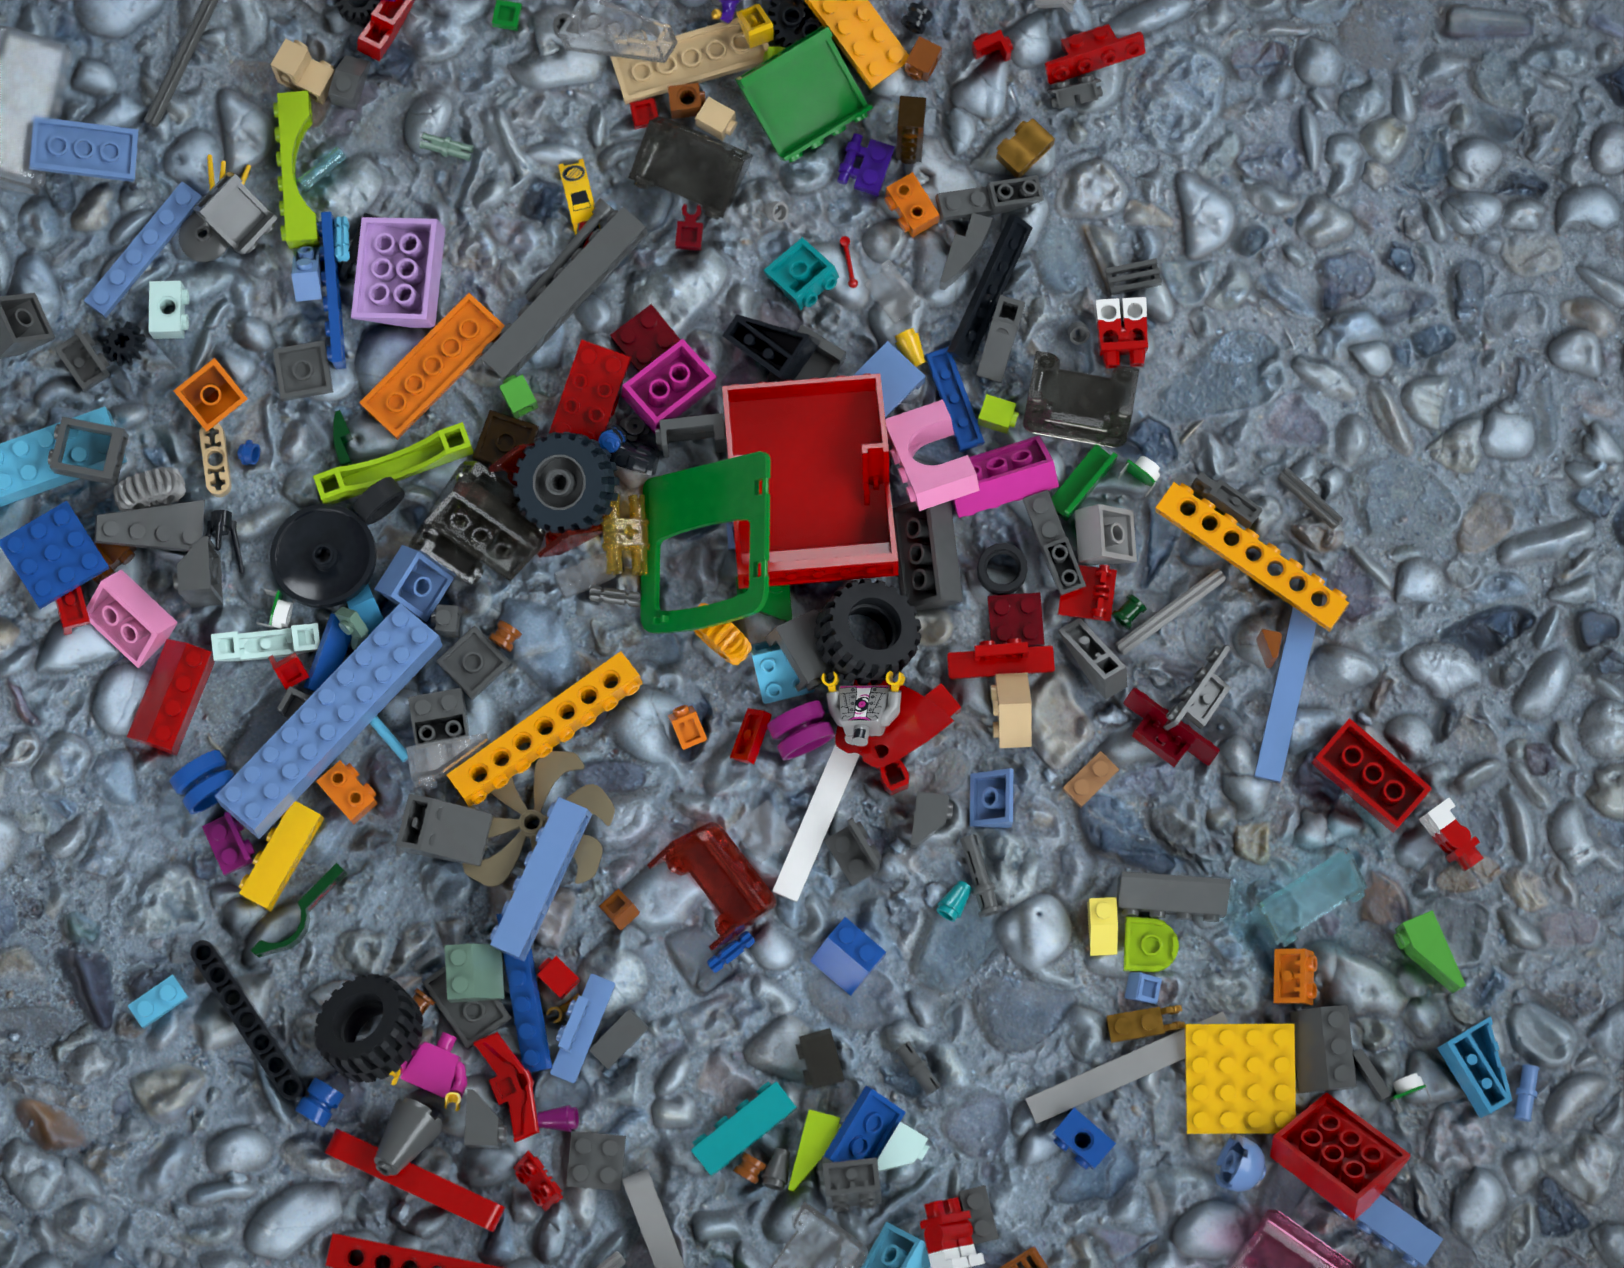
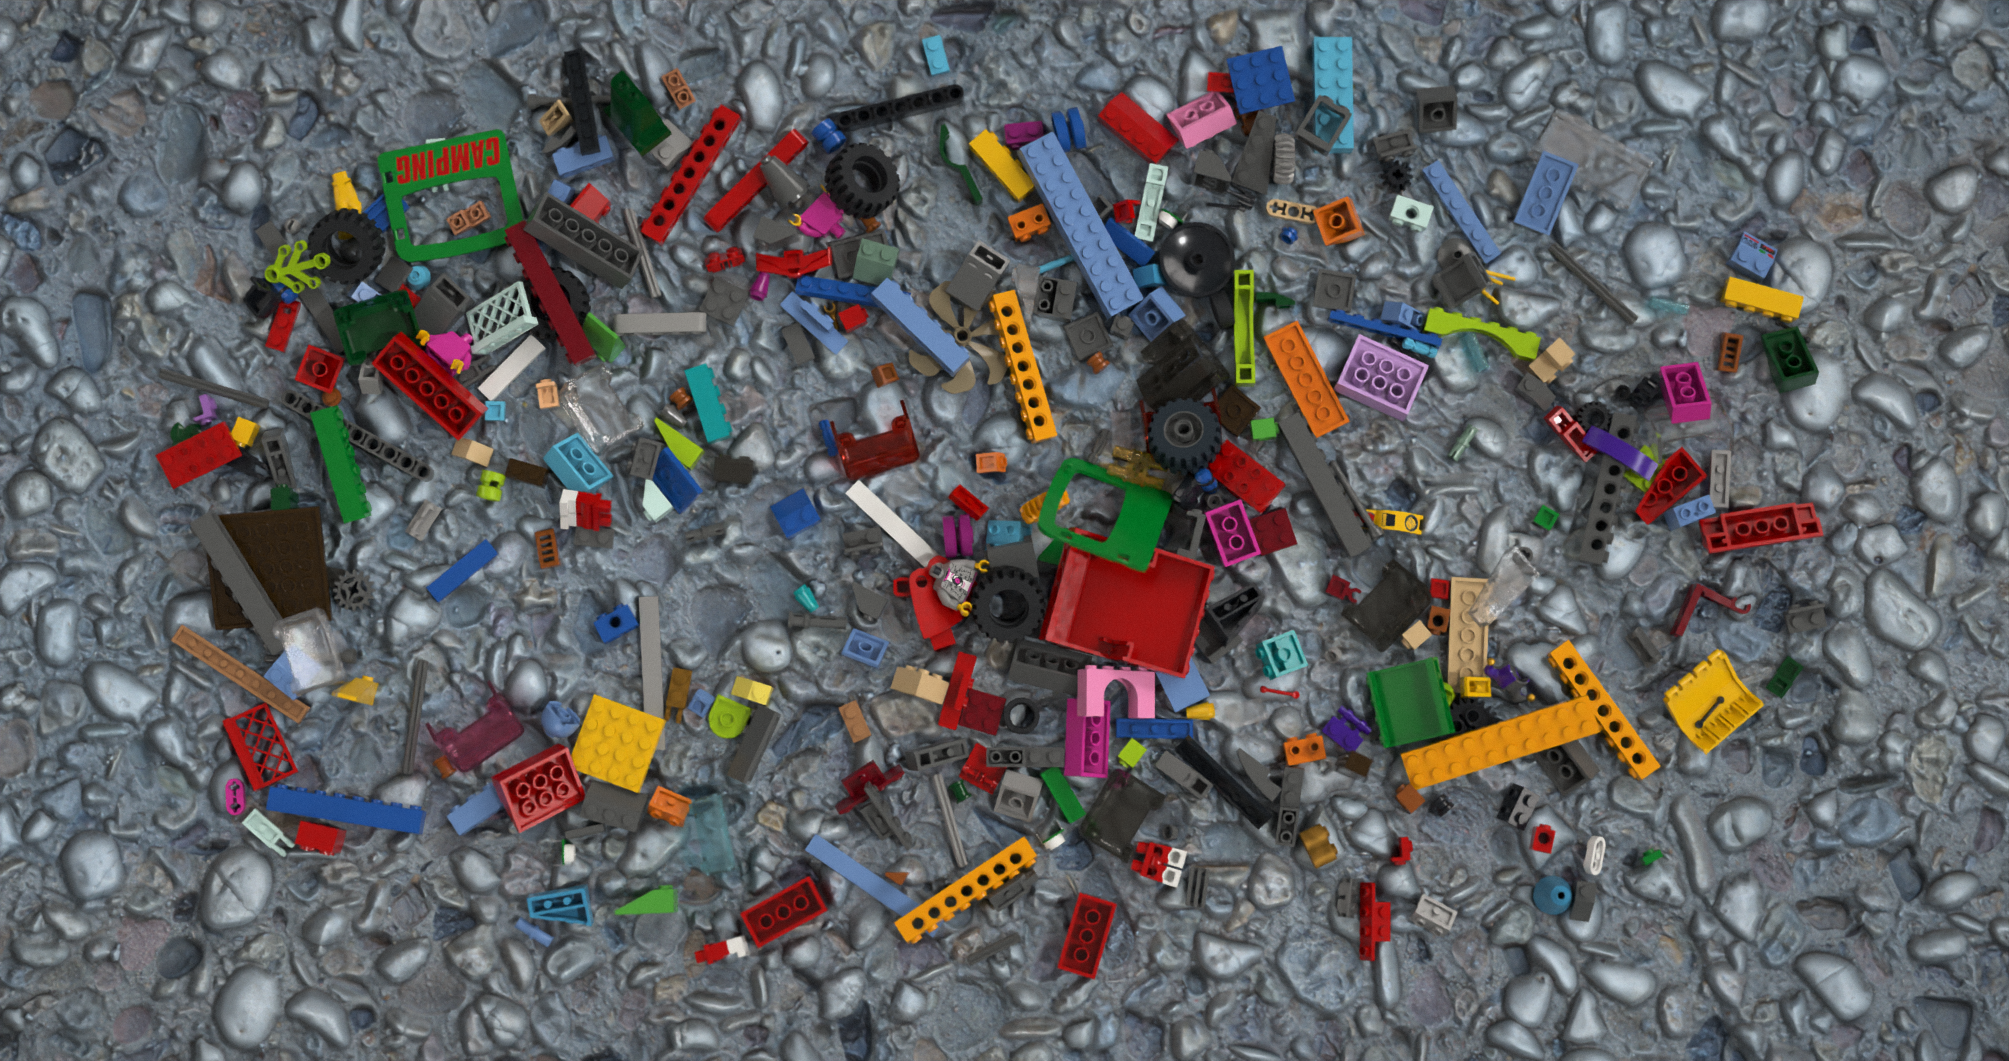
camera: 110 degrees right, 5 degrees up
(352, 624) = (1140, 262): sand green plate -> none
(1249, 386) = (1086, 935): none -> red brick

